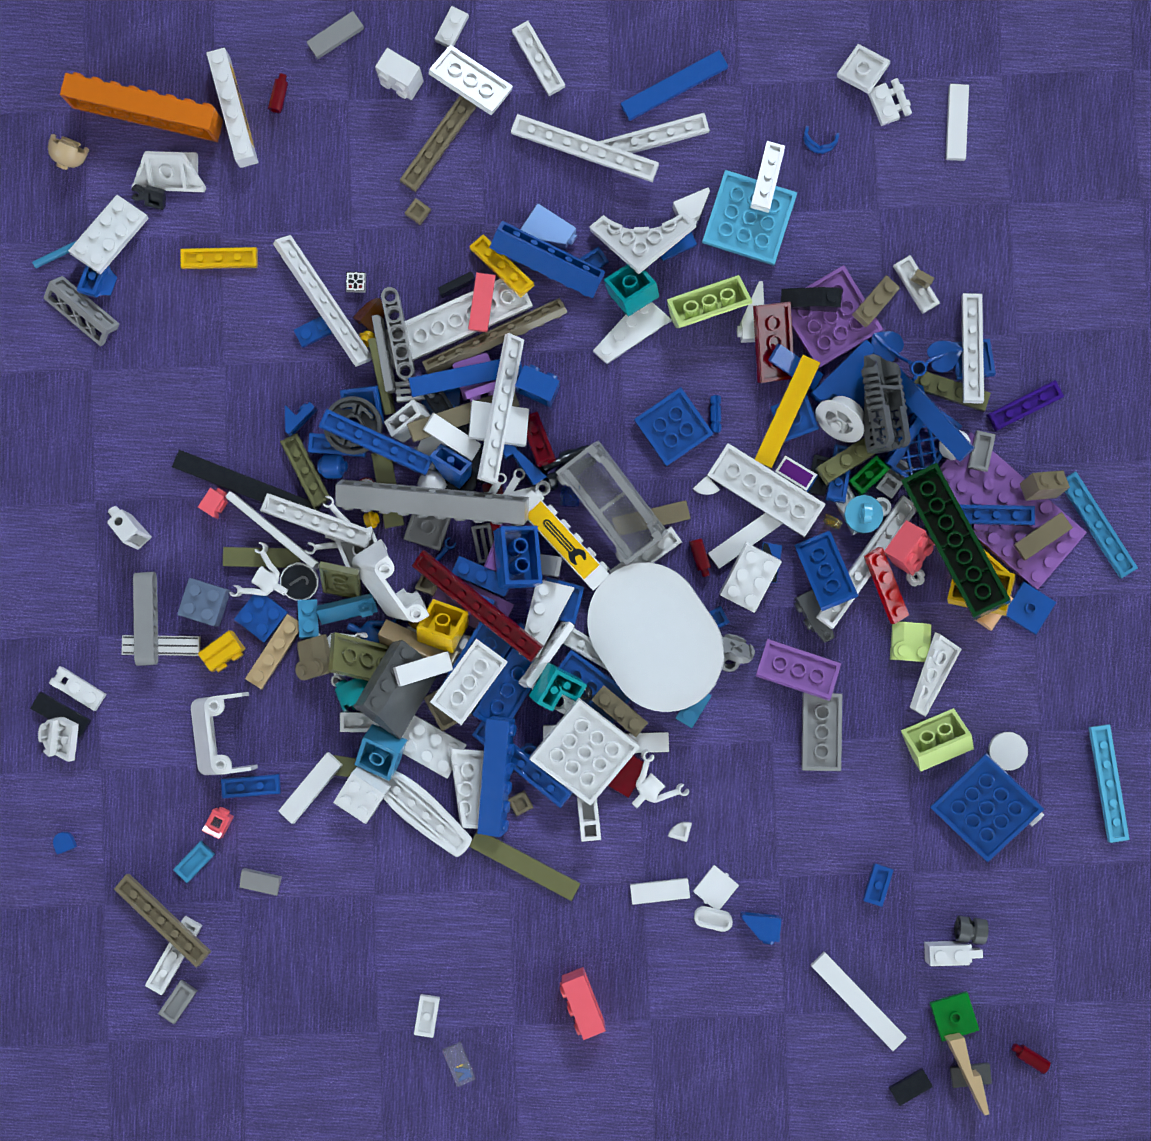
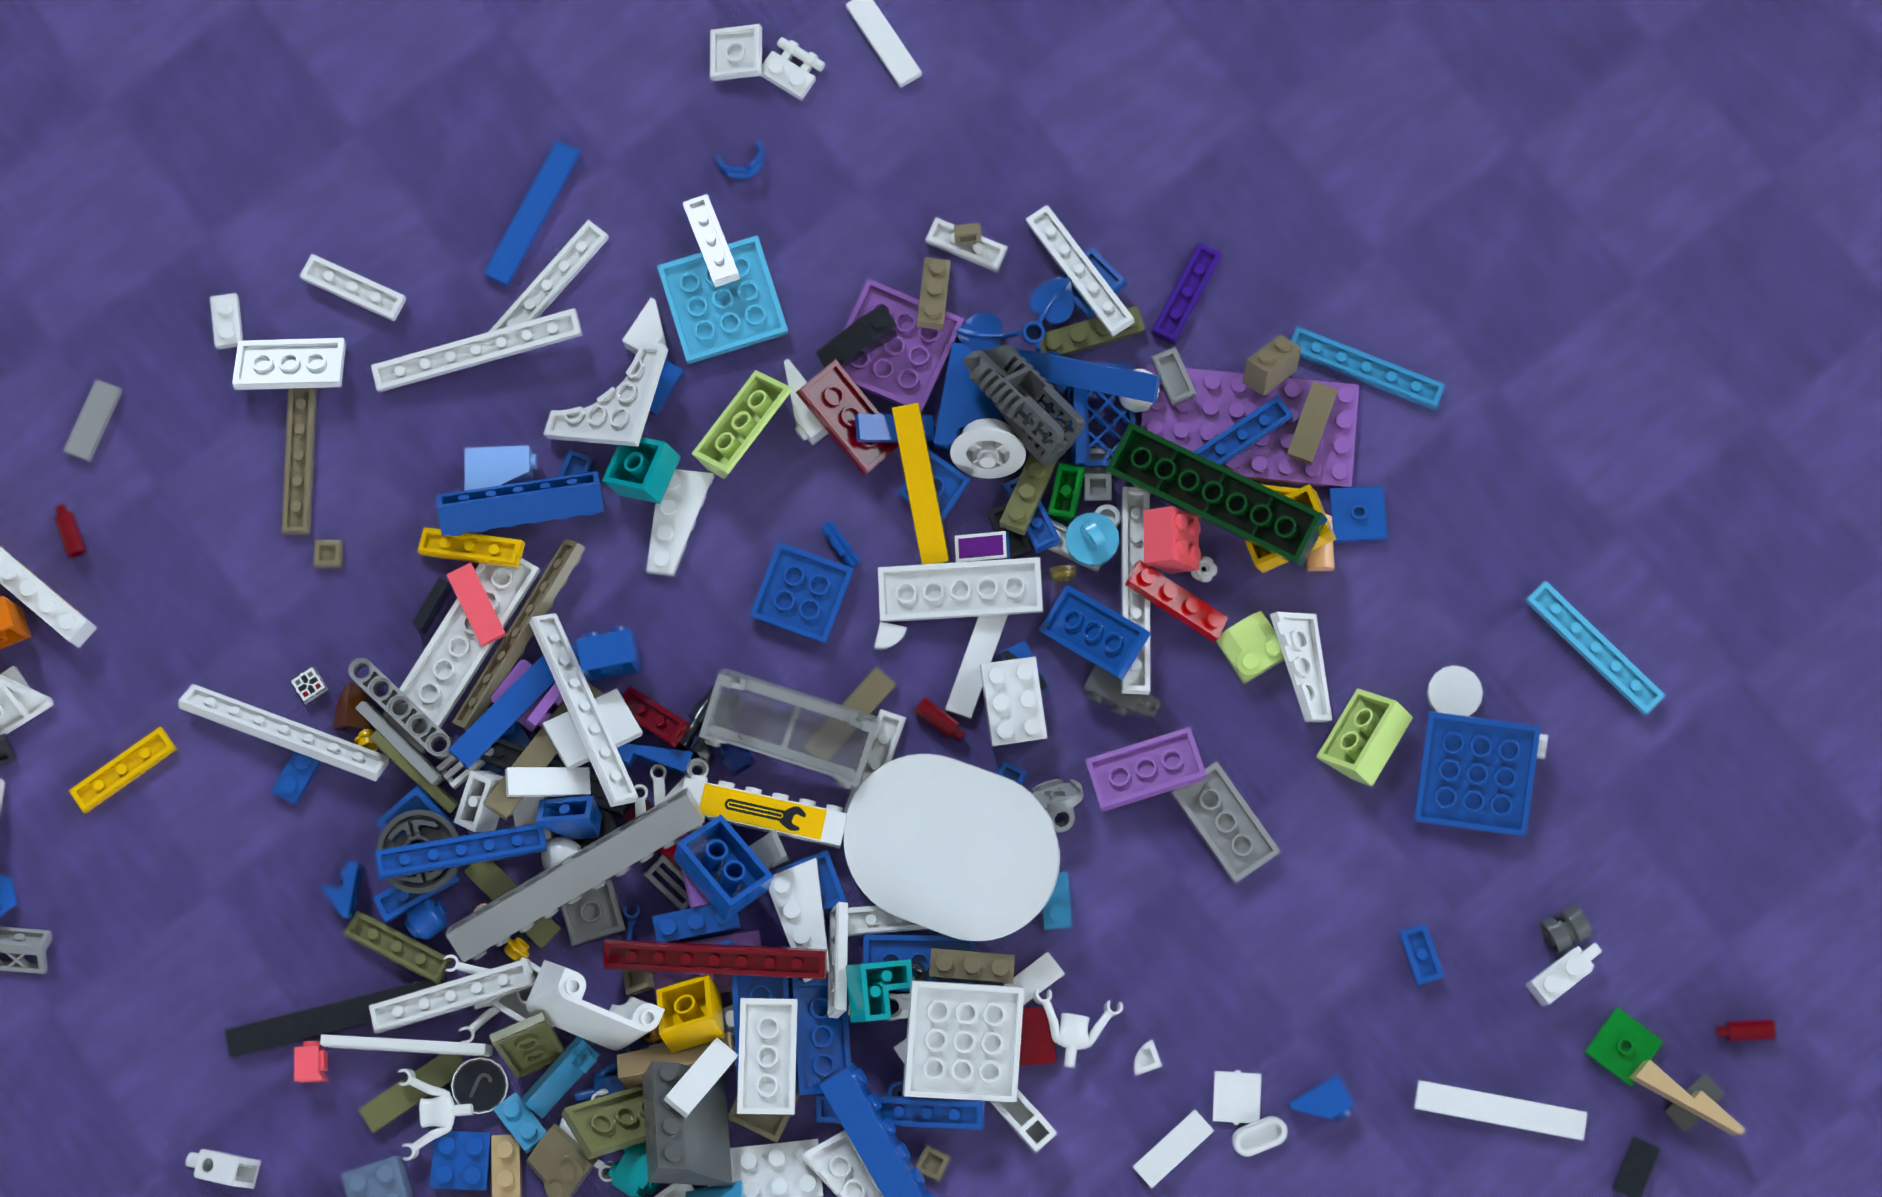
camera: 30 degrees left, 10 degrees down
(399, 74) = (200, 413): white brick -> none

